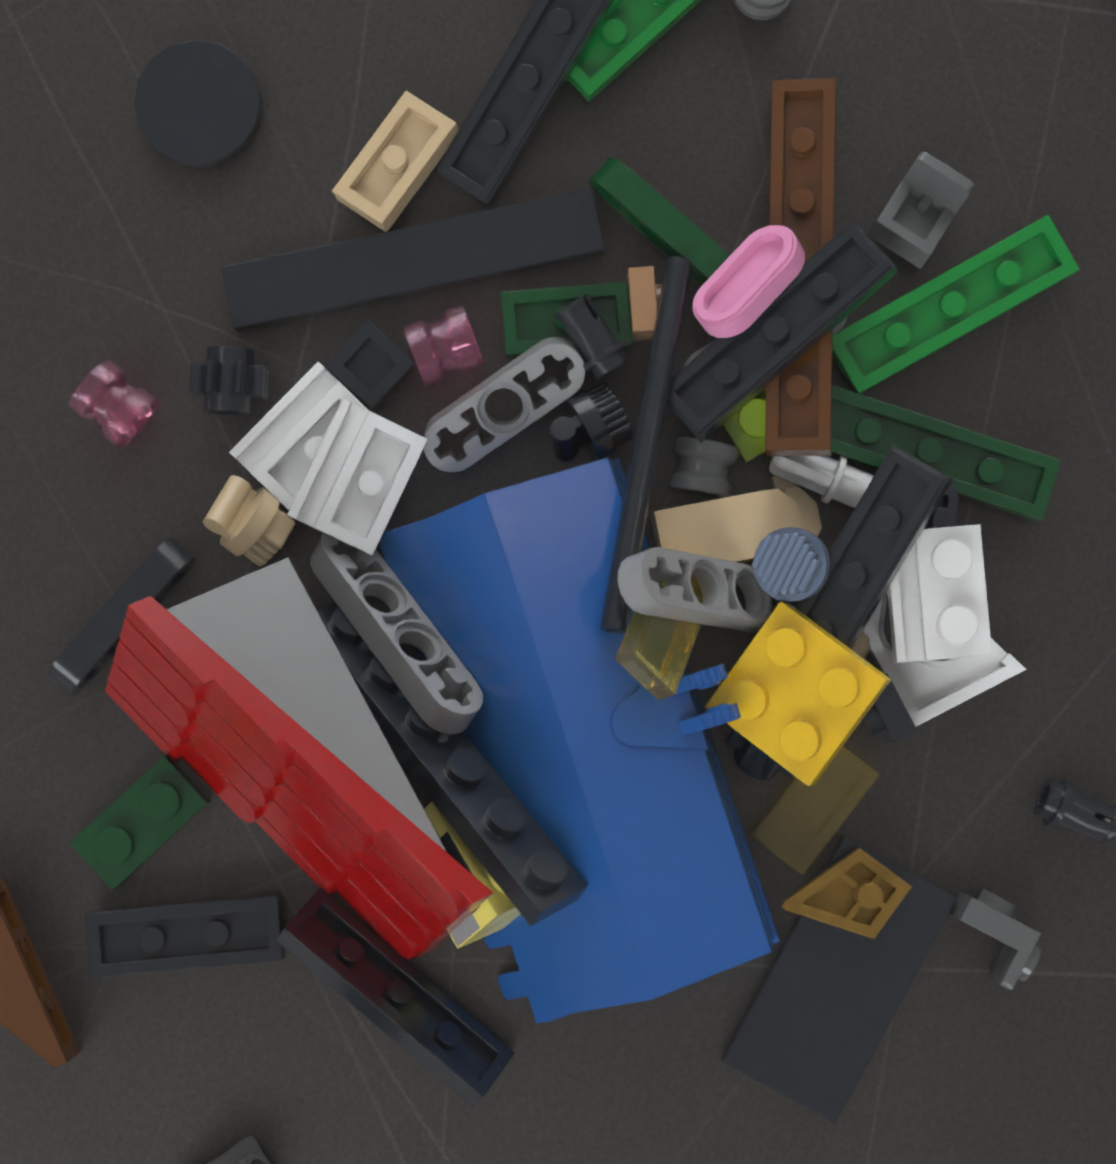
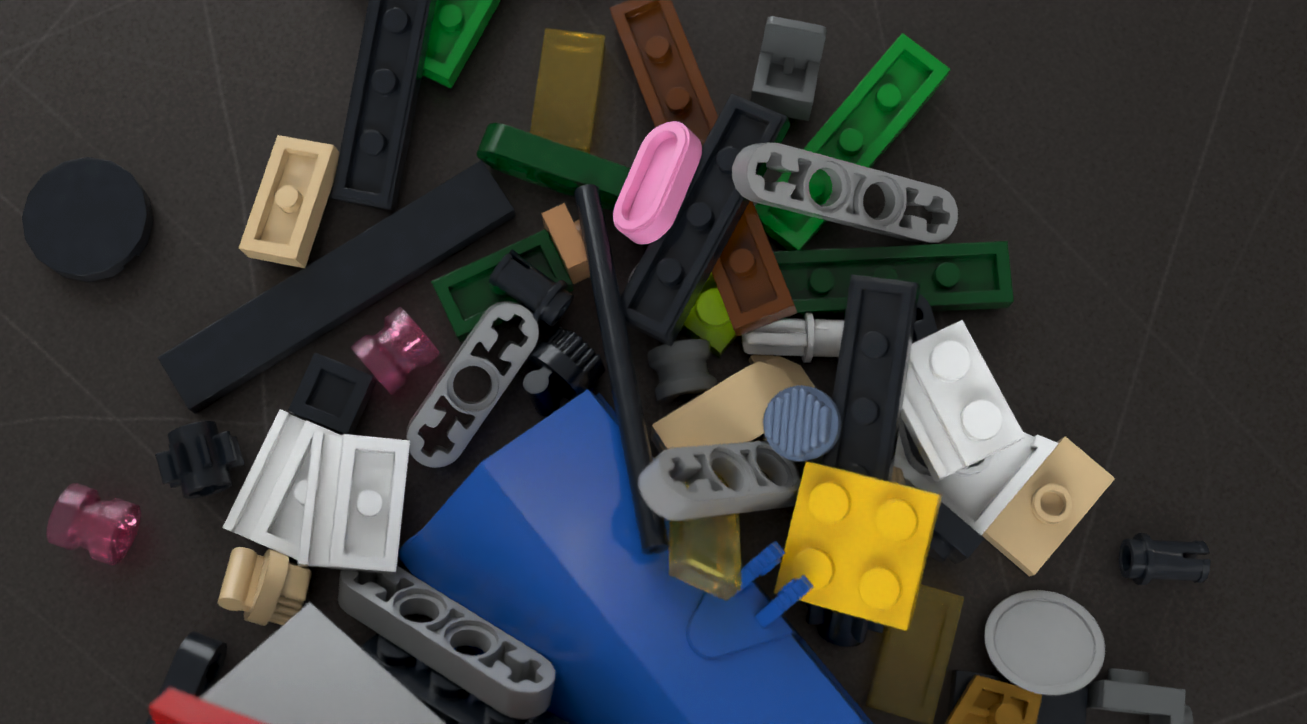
camera: 25 degrees left, 10 degrees down
(701, 147) = (568, 88): none -> clear yellow tile
(924, 361) = (847, 194): none -> light grey beam
(935, 842) = (1044, 642): none -> light grey piece
(993, 722) = (1048, 507): none -> tan plate

